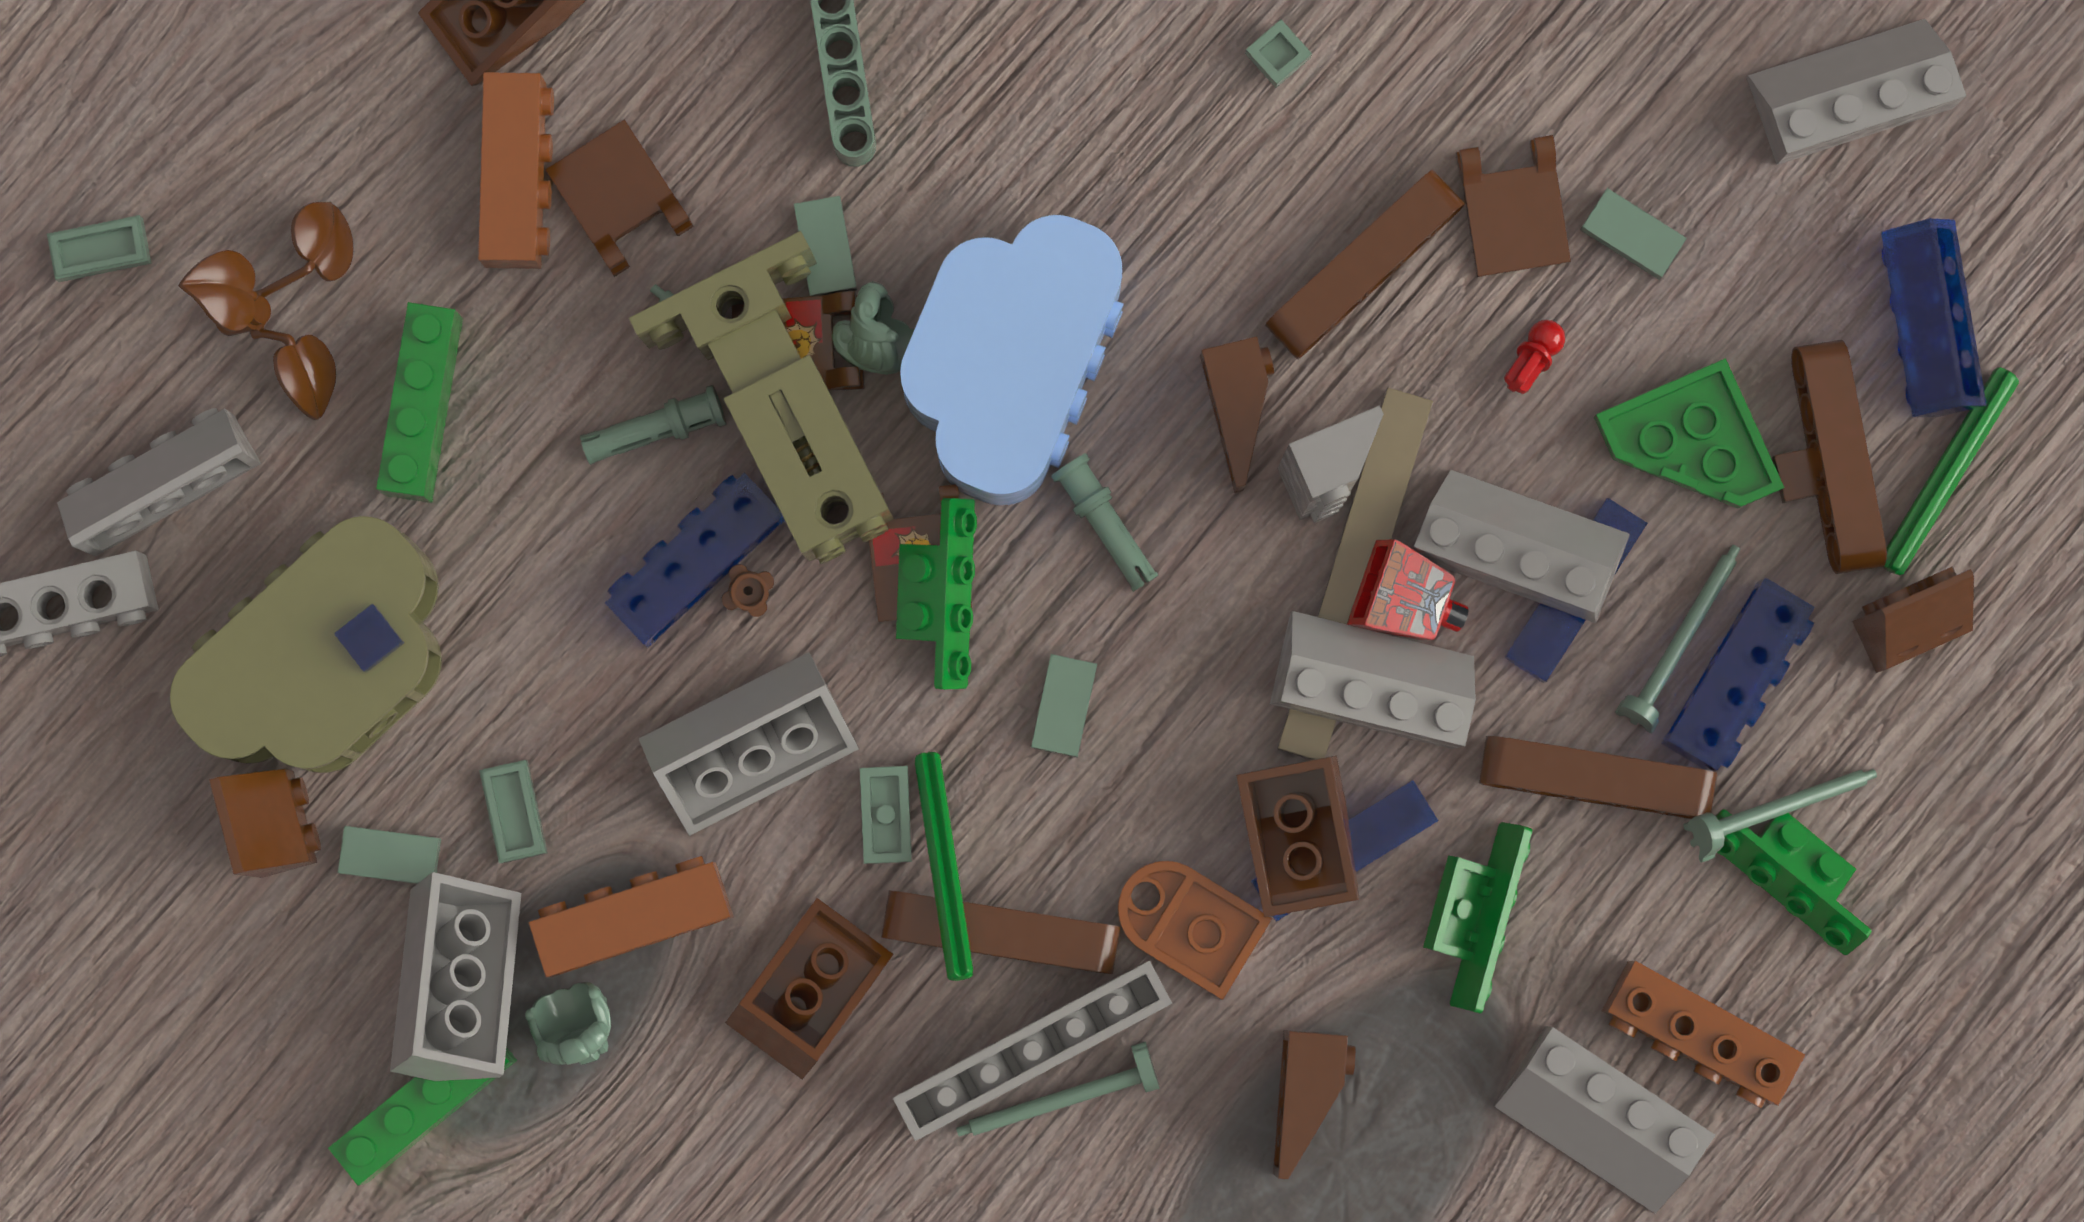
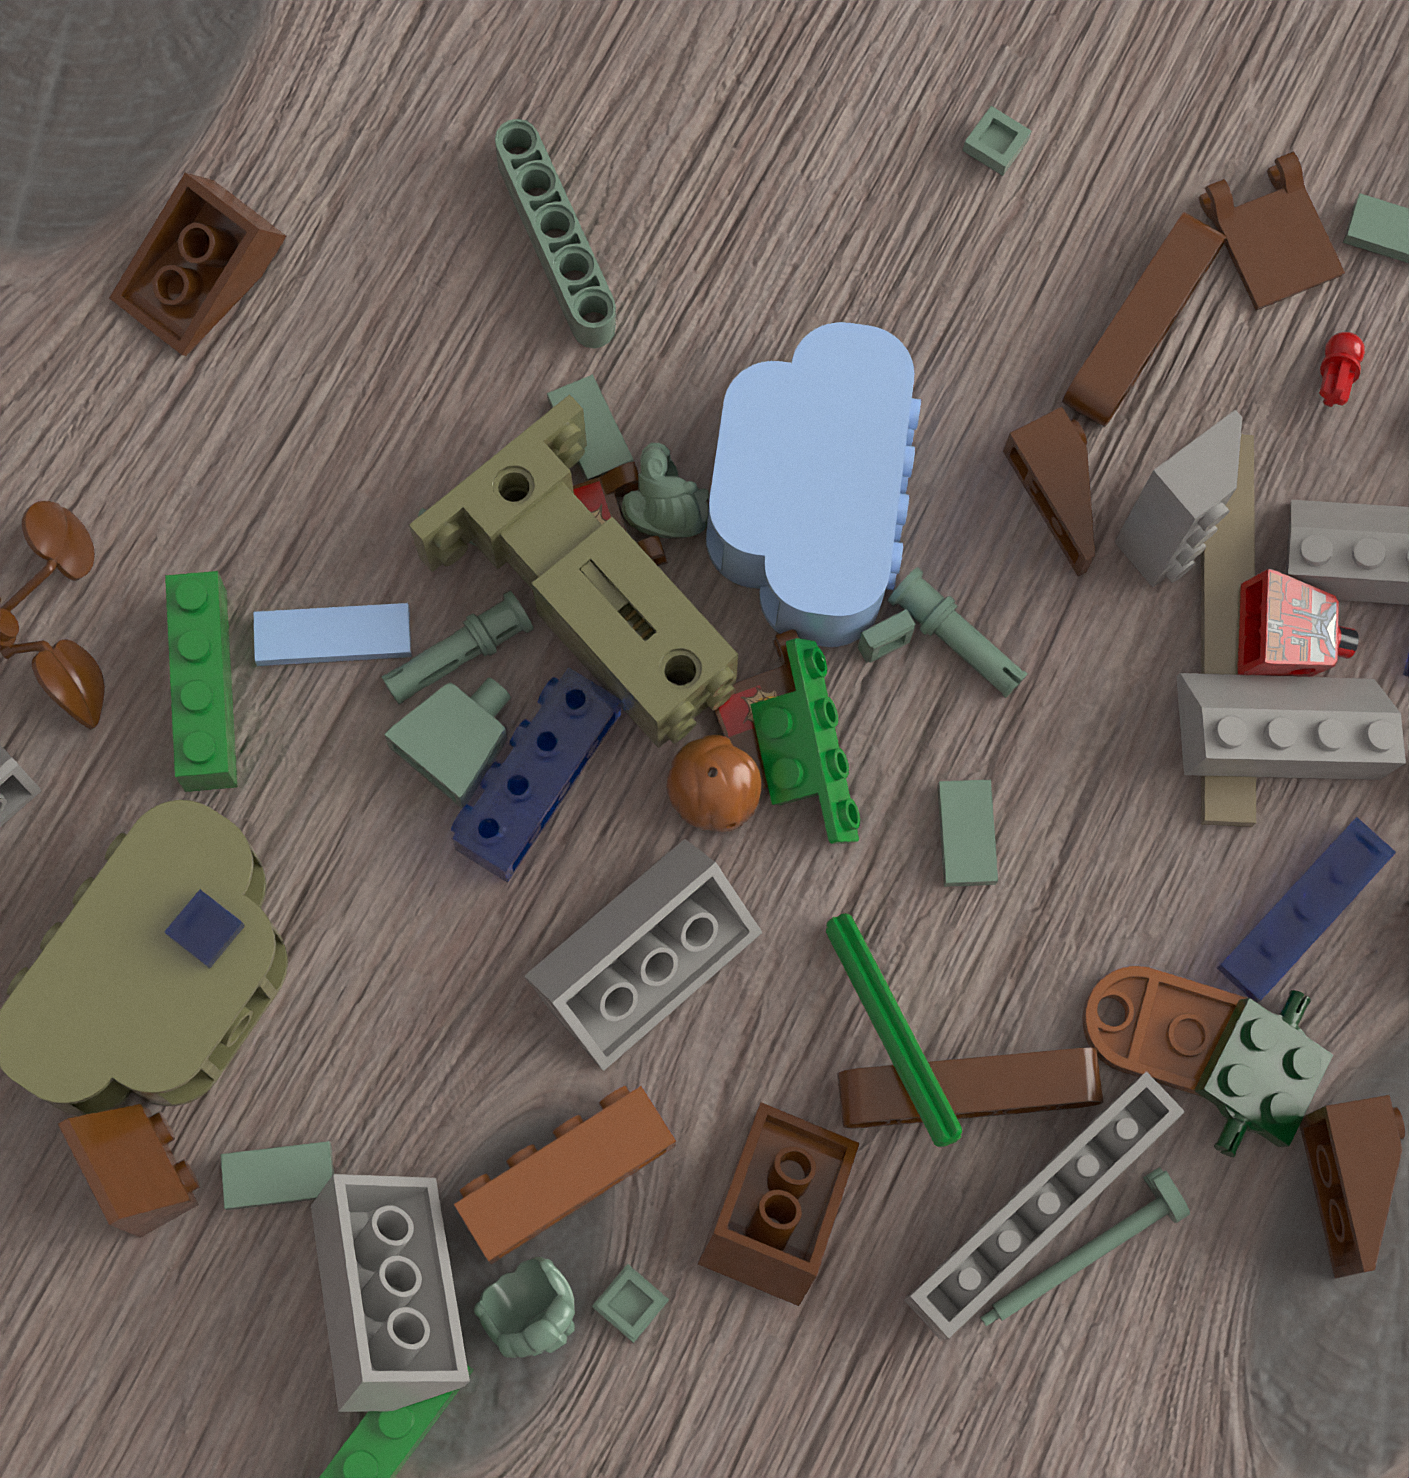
camera: 20 degrees left, 10 degrees down
(513, 170) = (246, 423): dark orange brick -> none
(513, 811) = (404, 1093): sand green tile -> none
(546, 384) = (332, 634): none -> light blue tile
(614, 191) = (356, 423): reddish brown flag -> none
(630, 509) = (453, 738): none -> sand green torso
(661, 1039) = (630, 1303): none -> sand green tile
(760, 585) = (611, 783): reddish brown plate -> none
(860, 622) = (718, 801): none -> dark orange piece
(885, 815) = (811, 993): sand green plate -> none
(1040, 510) = (886, 636): none -> sand green tile
(1260, 984) = (1263, 1073): none -> plate
(1299, 836) = (1262, 900): reddish brown slope -> none

